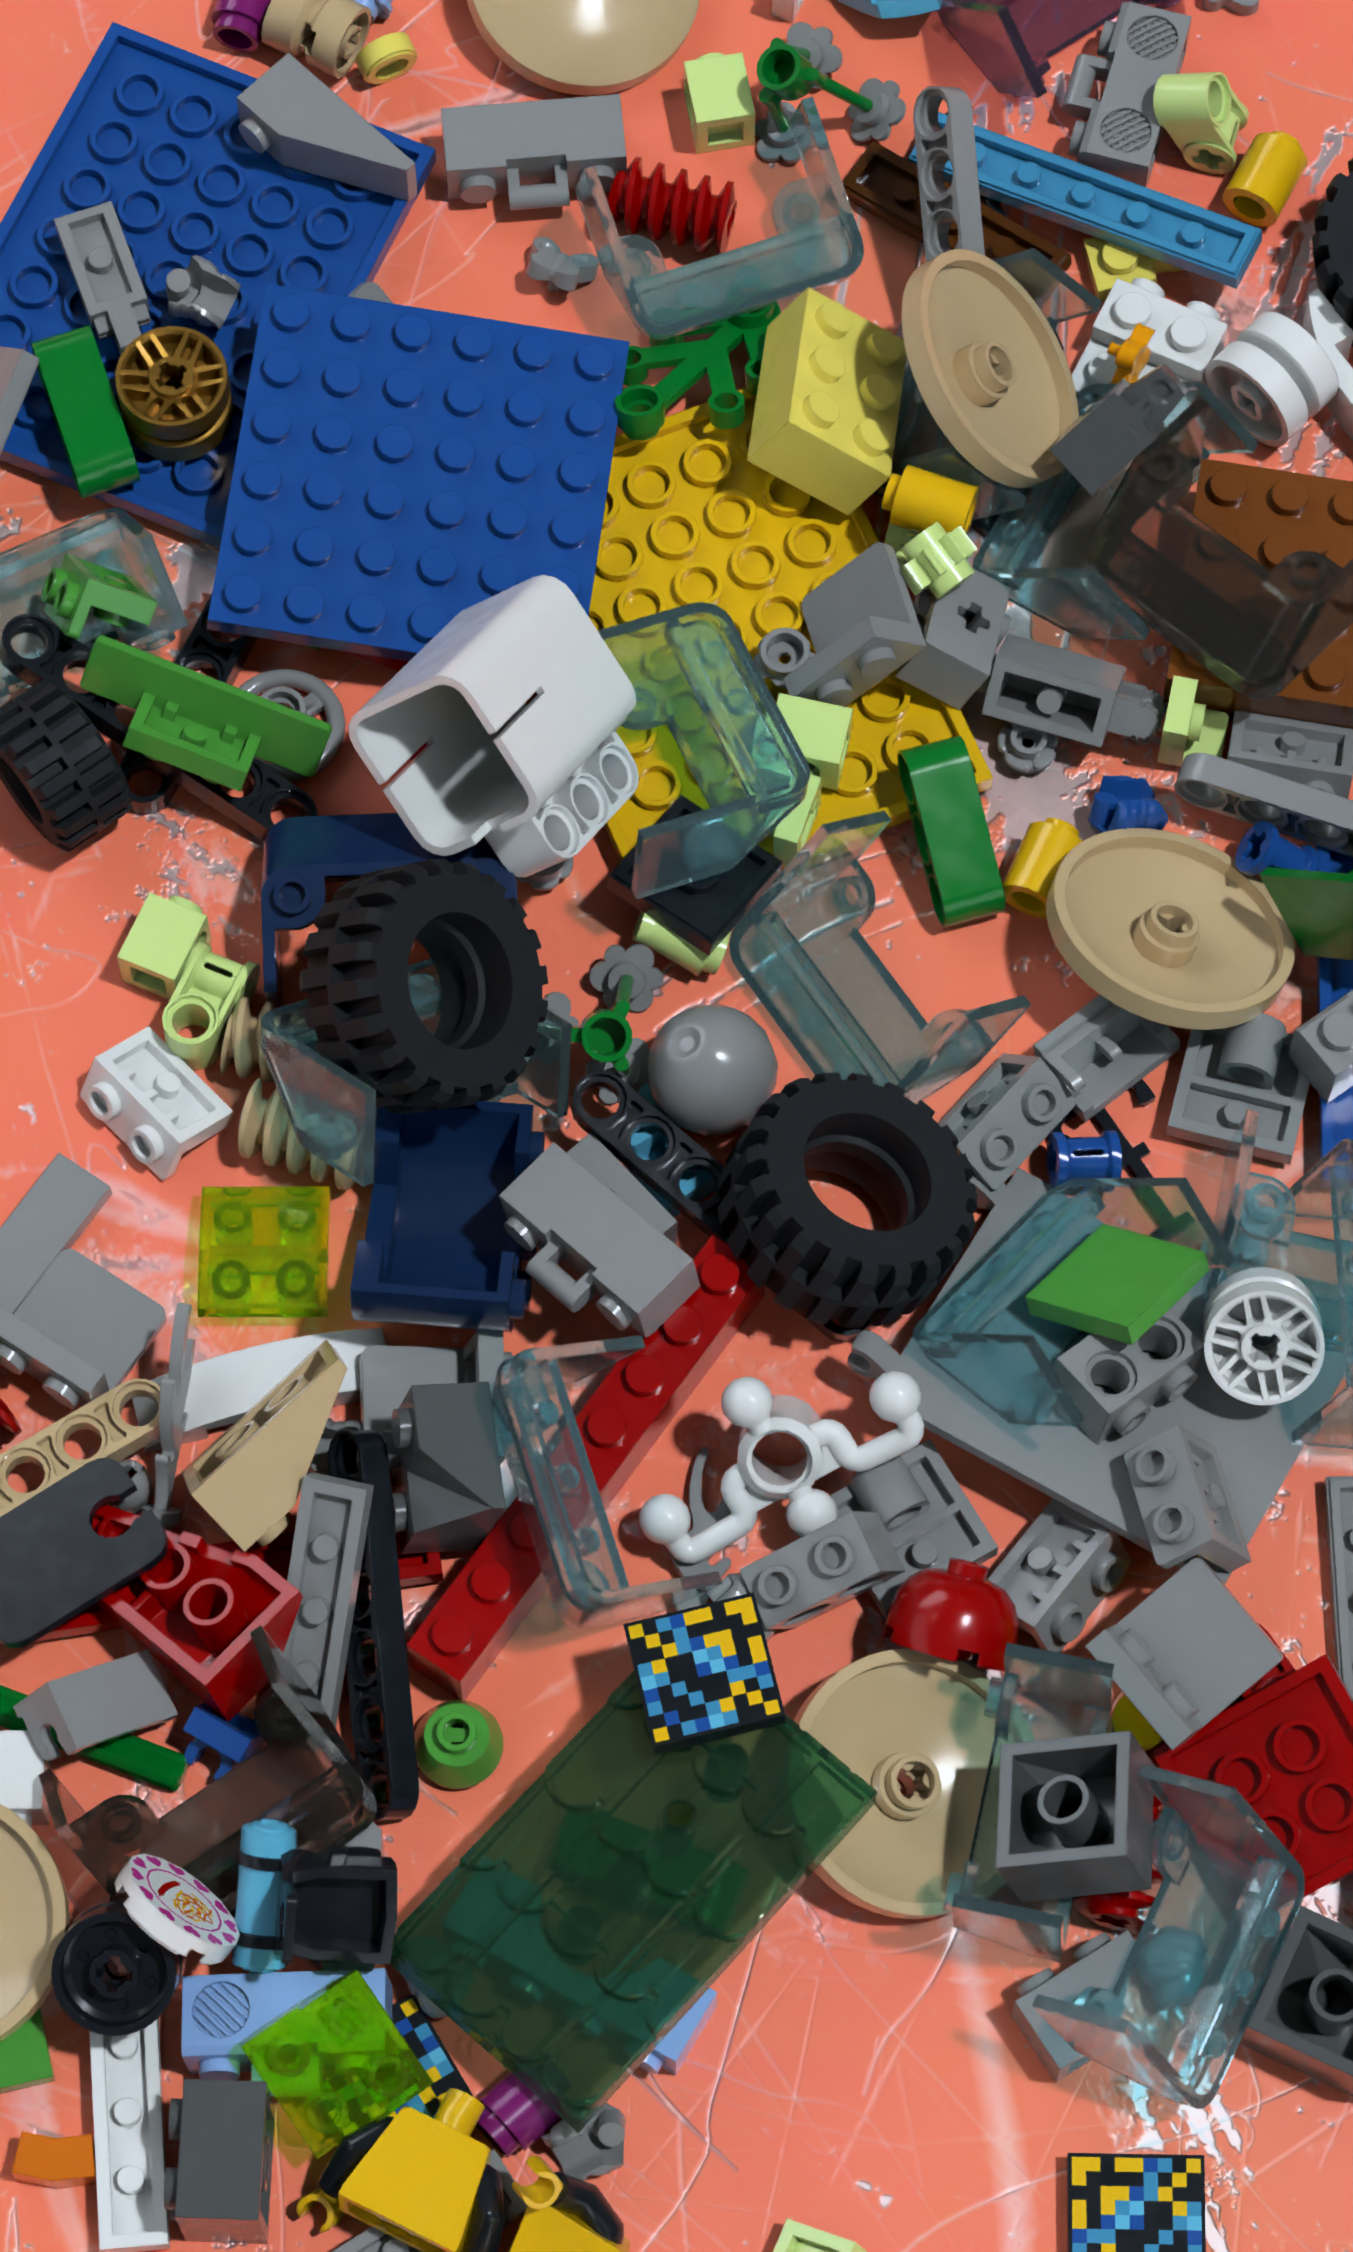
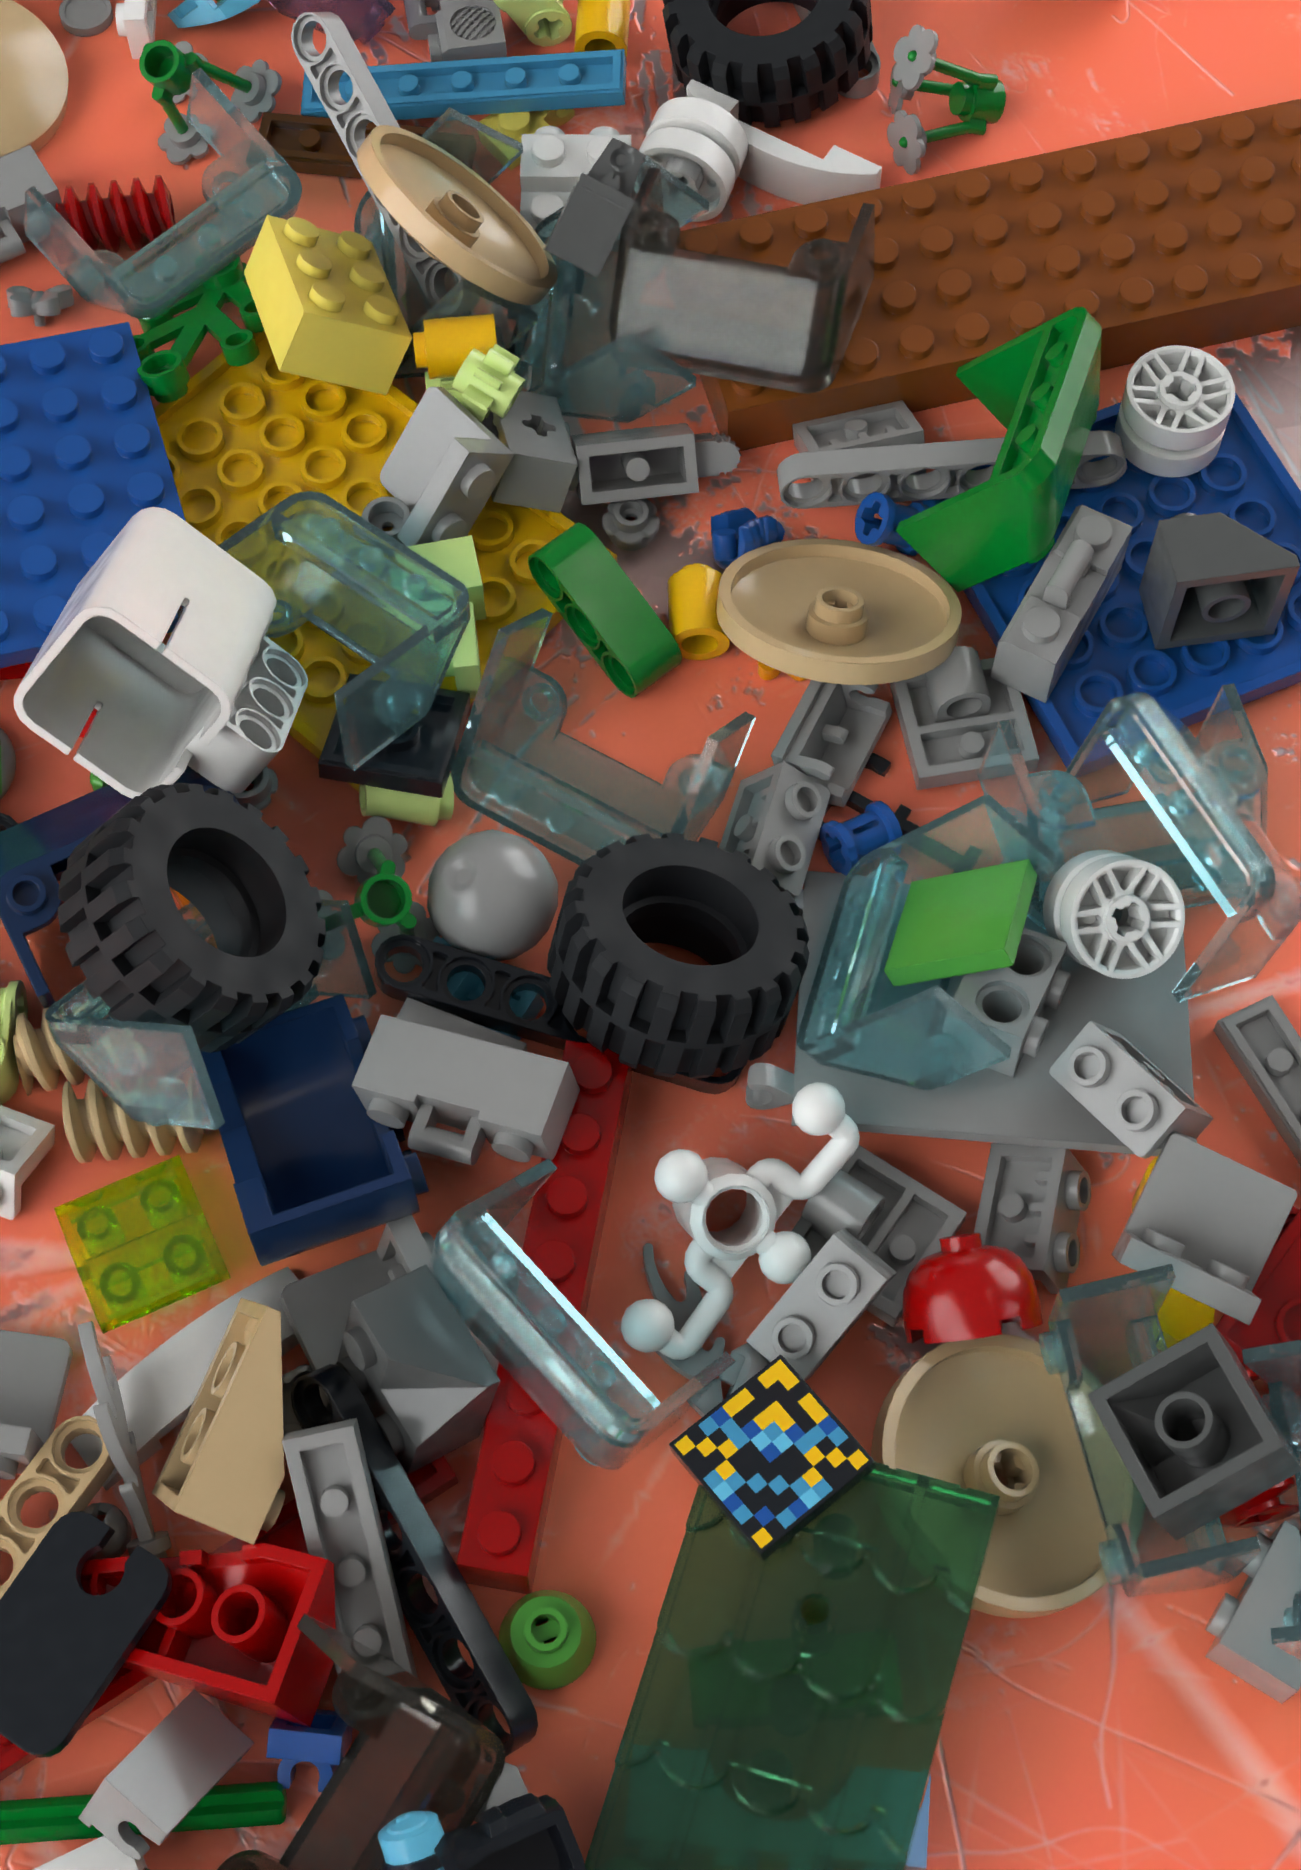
camera: 25 degrees left, 5 degrees down
(719, 102) = (119, 129): yellowish green brick -> none
(1132, 355) = (566, 175): light orange piece -> none
(1190, 725) = (760, 447): yellowish green bracket -> none

